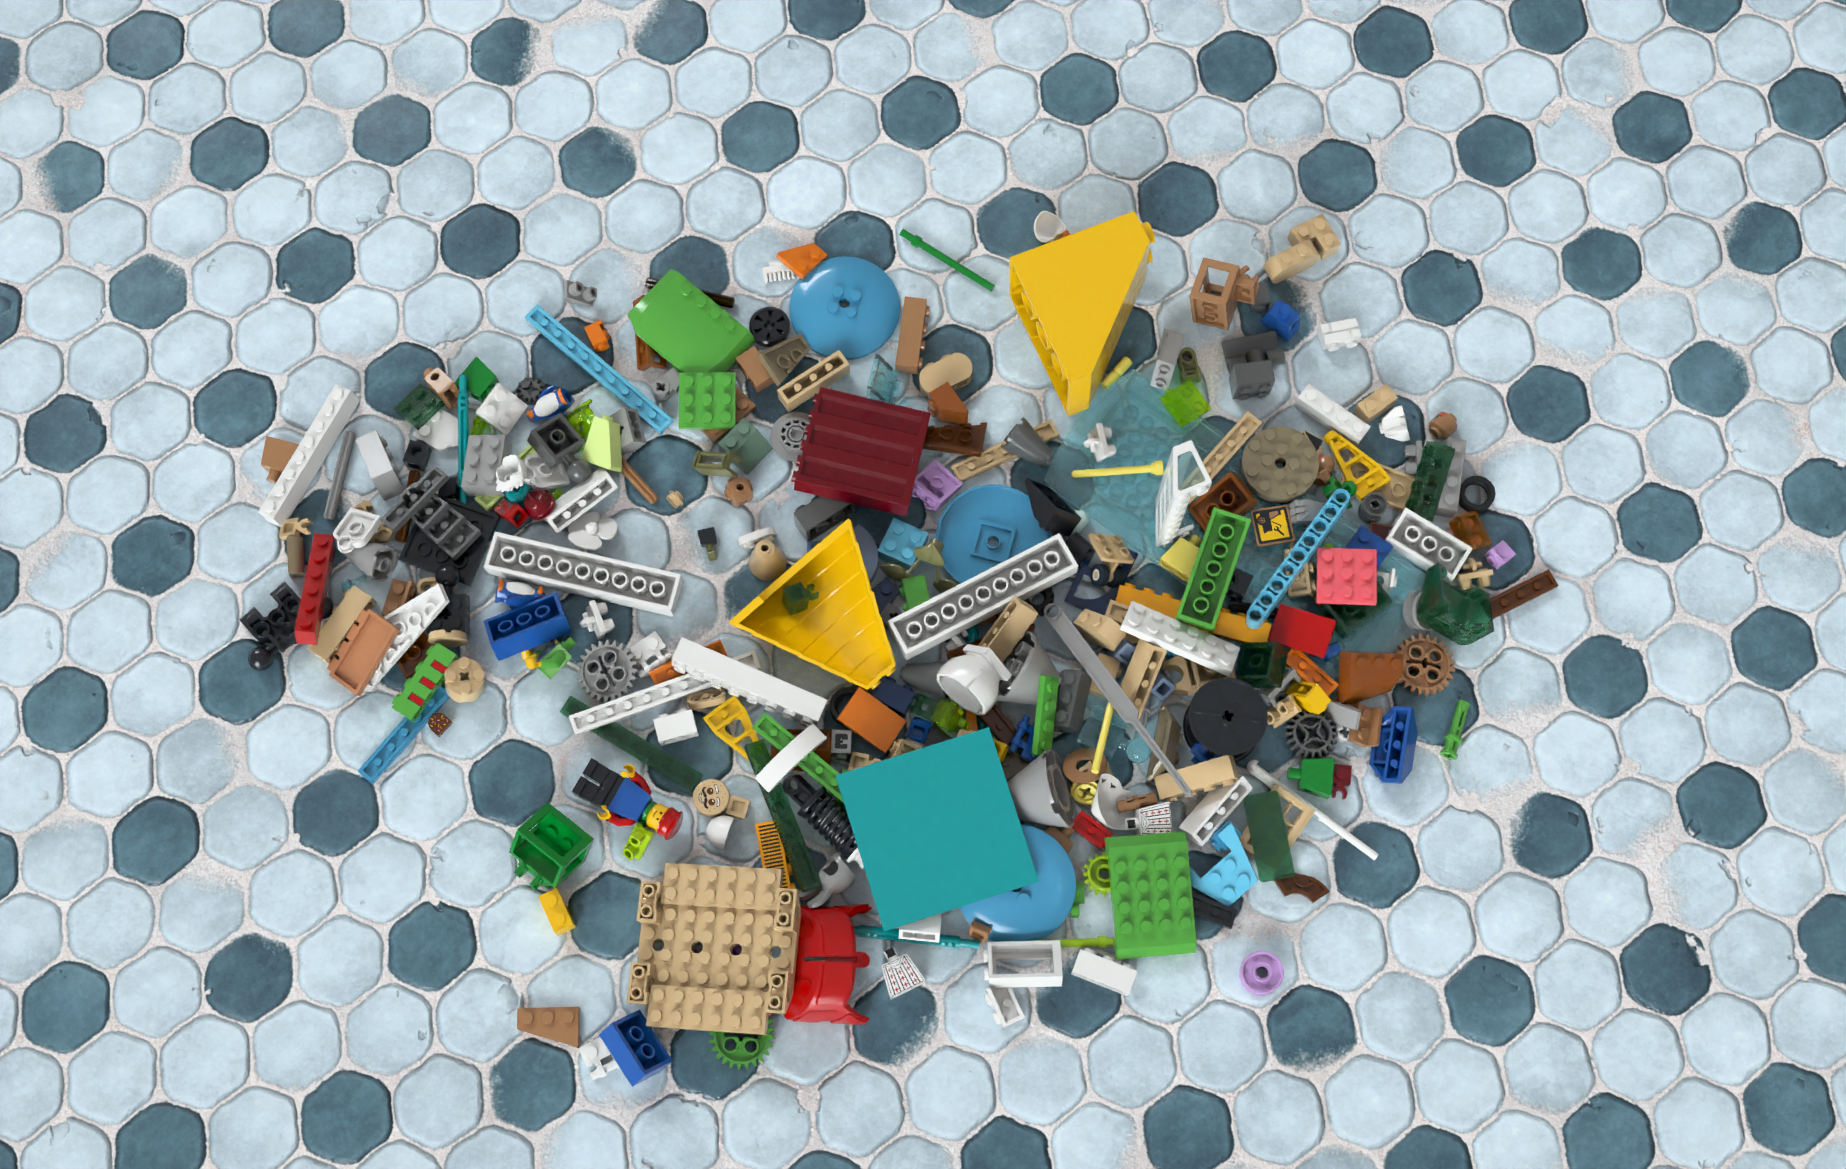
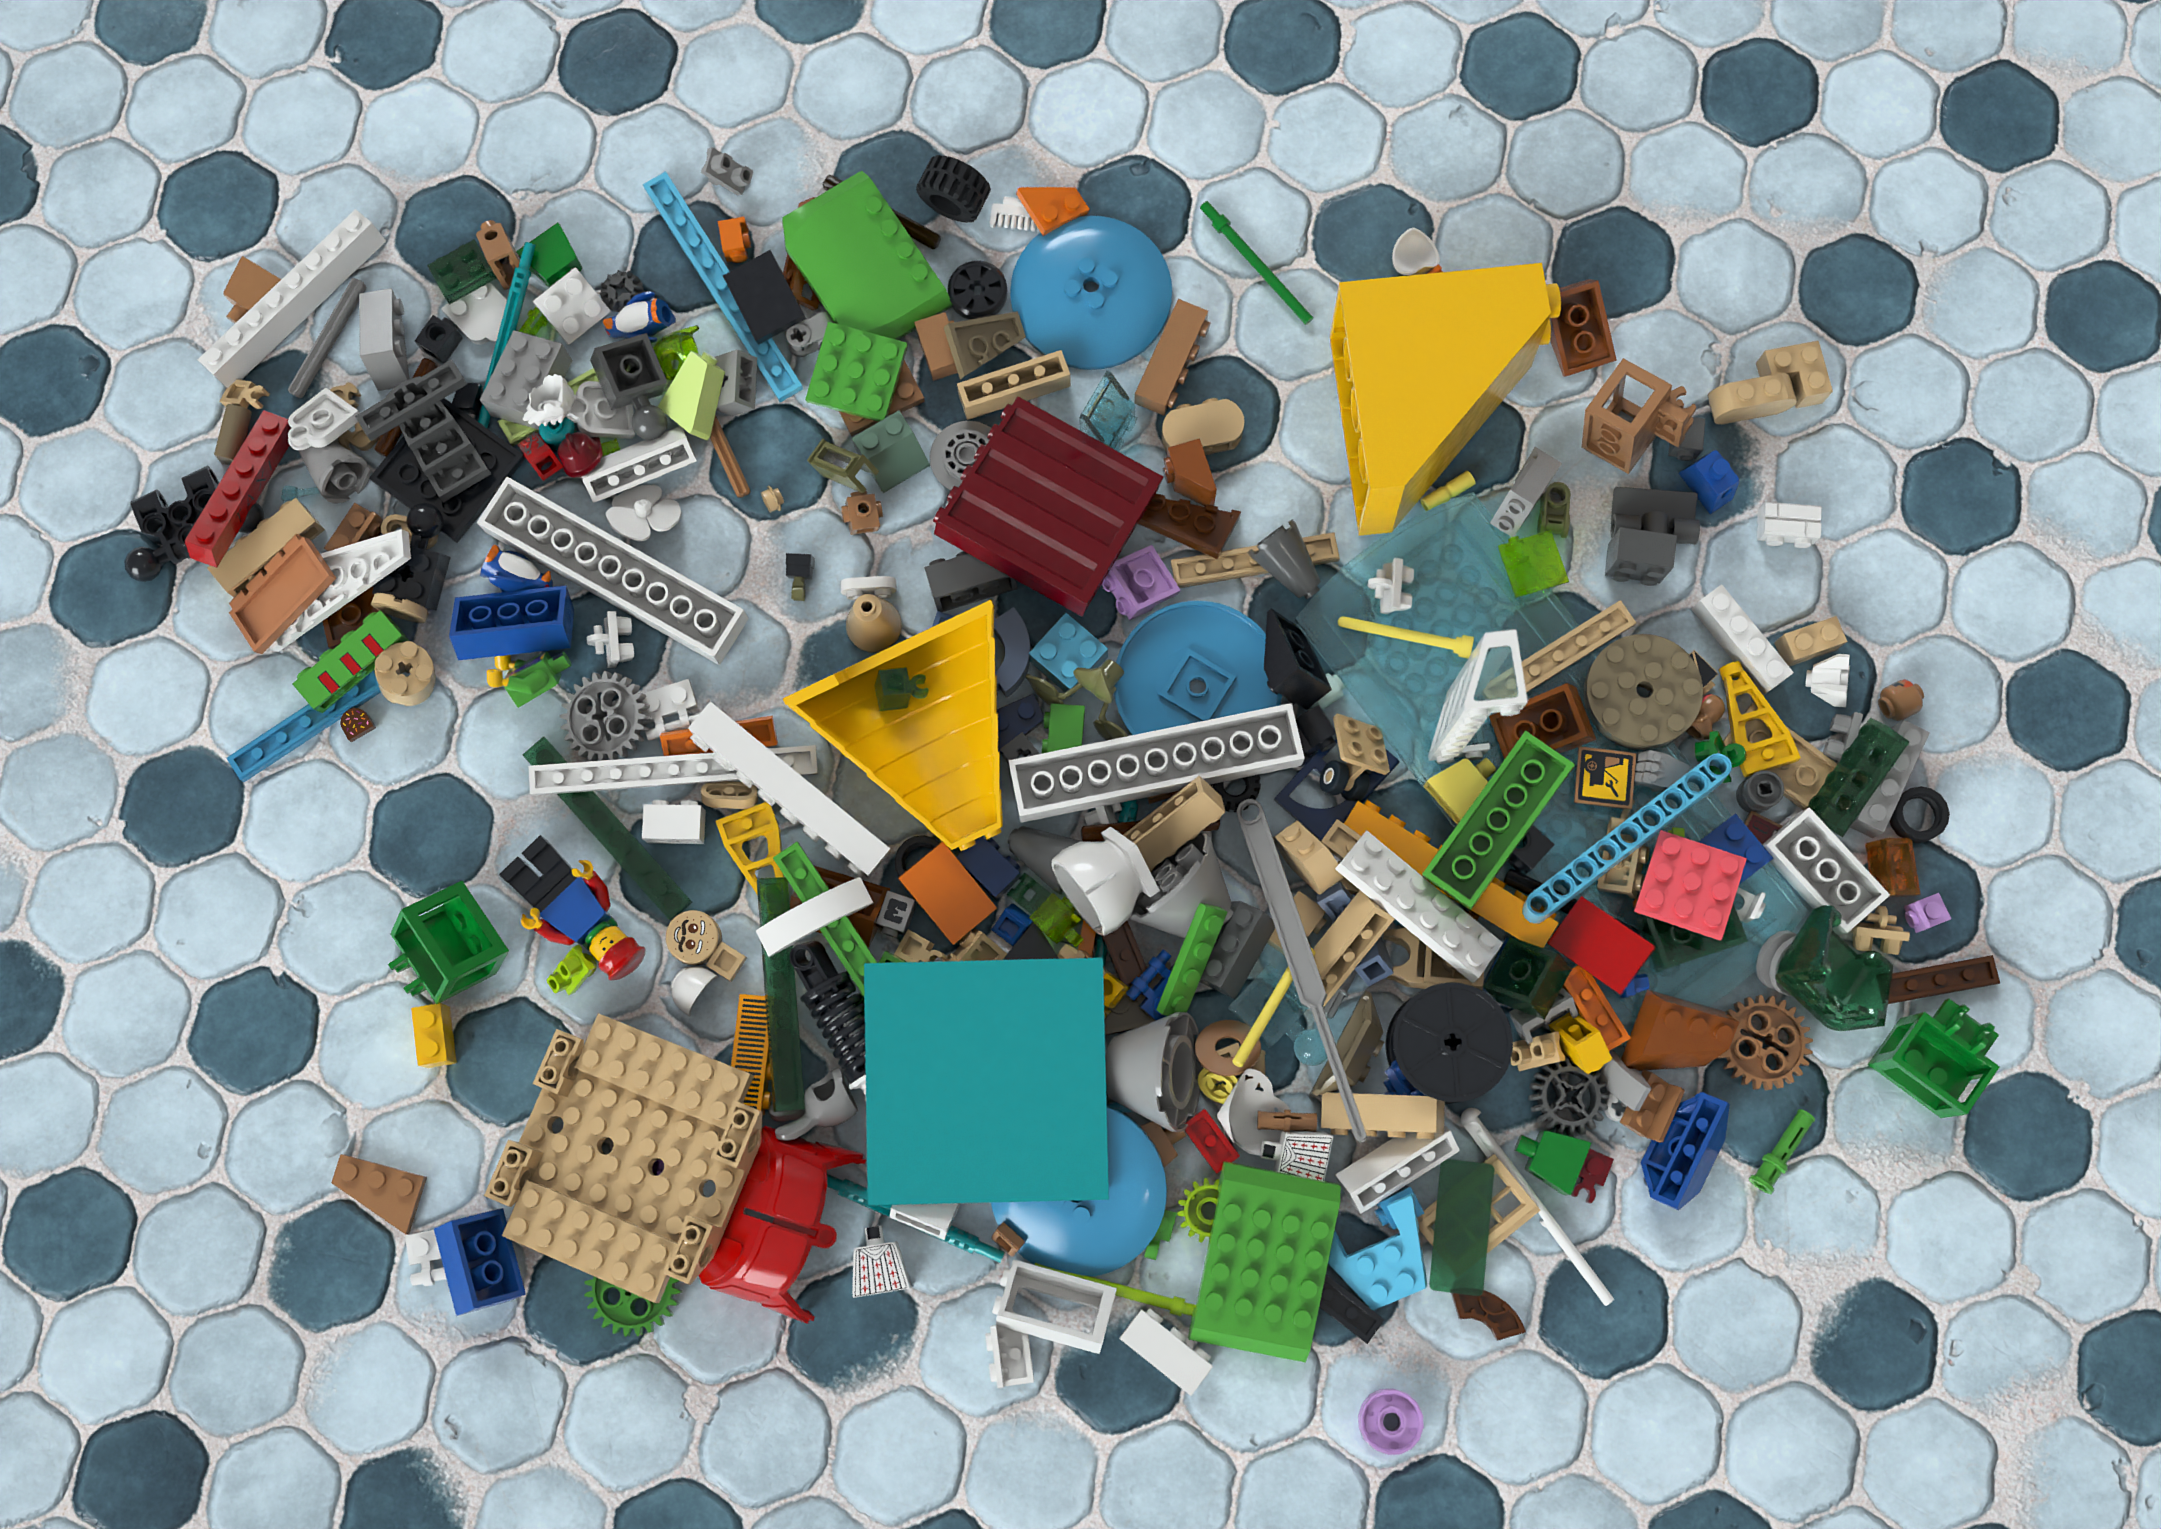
camera: 20 degrees right, 5 degrees up
(630, 368) = (764, 297): none -> black tile
(735, 264) = (953, 188): none -> black tyre
(1171, 249) = (1582, 330): none -> dark orange slope
(1533, 642) = (1938, 1058): none -> green piece

